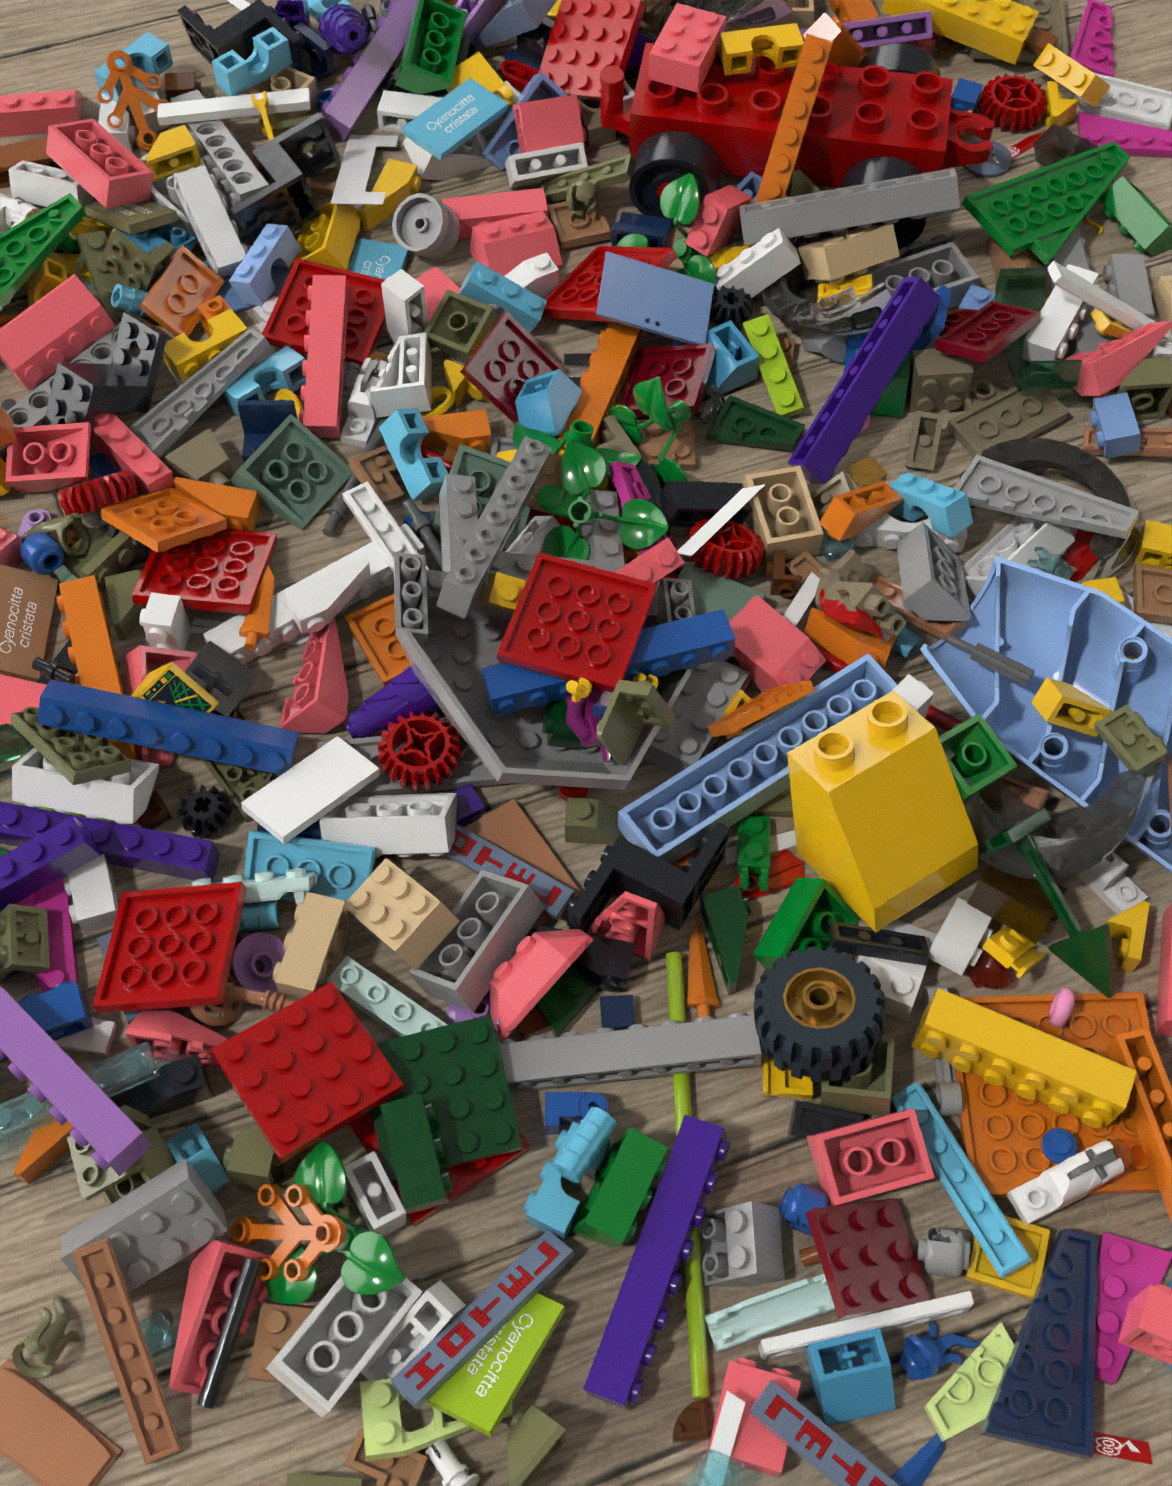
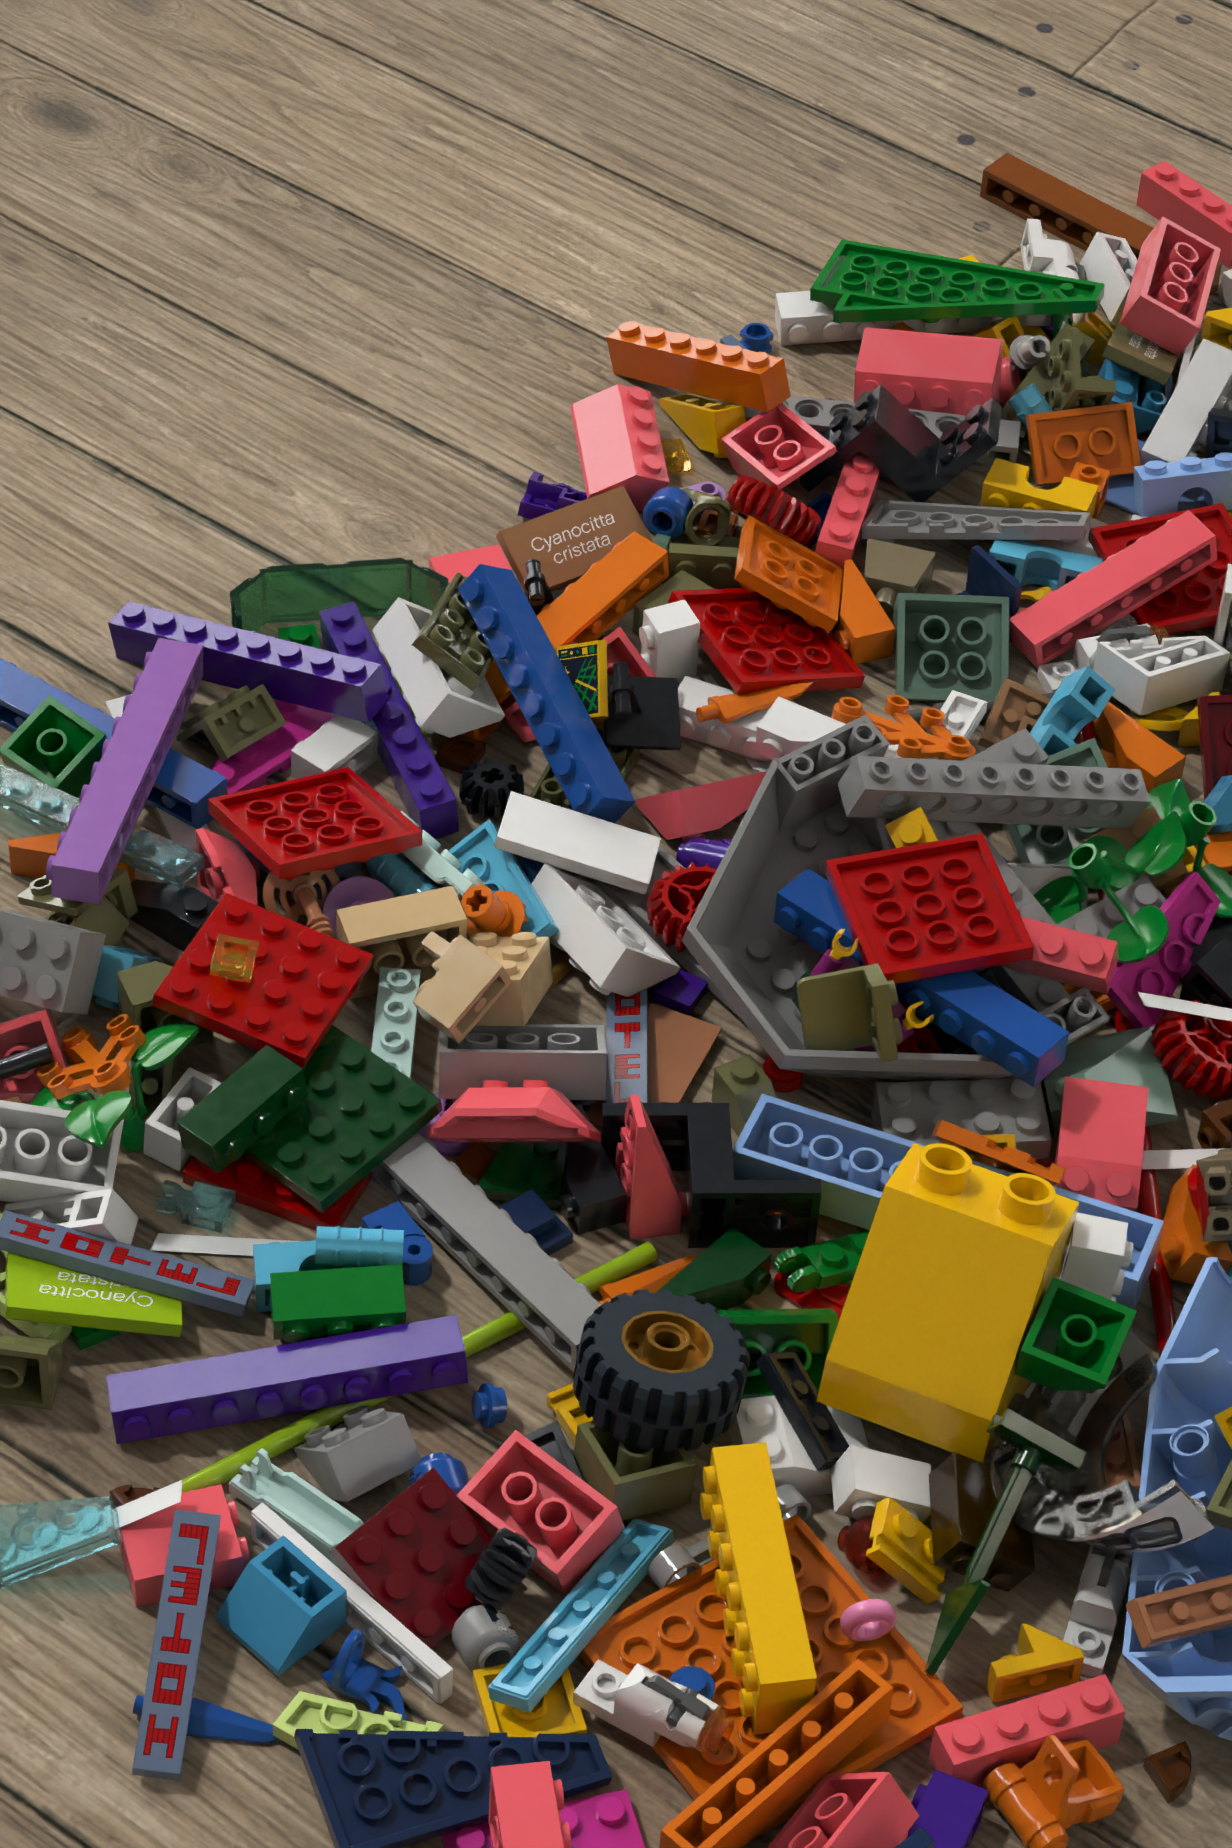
camera: 55 degrees right, 15 degrees down
(78, 266) = (1028, 349): none -> white pin
(293, 1082) = (234, 958): none -> clear yellow plate
(338, 877) = (493, 911): none -> orange gear
(400, 526) = (907, 733): none -> orange plant
(425, 944) = (462, 988): none -> tan hinge
(449, 1226) = (201, 1207): none -> clear light blue plate
(498, 1220) = (208, 1244): none -> white sticker
(605, 1014) = (530, 1213): none -> dark blue tile
(748, 1134) = (489, 1405): none -> blue plate
(916, 1212) = (501, 1568): none -> black gear

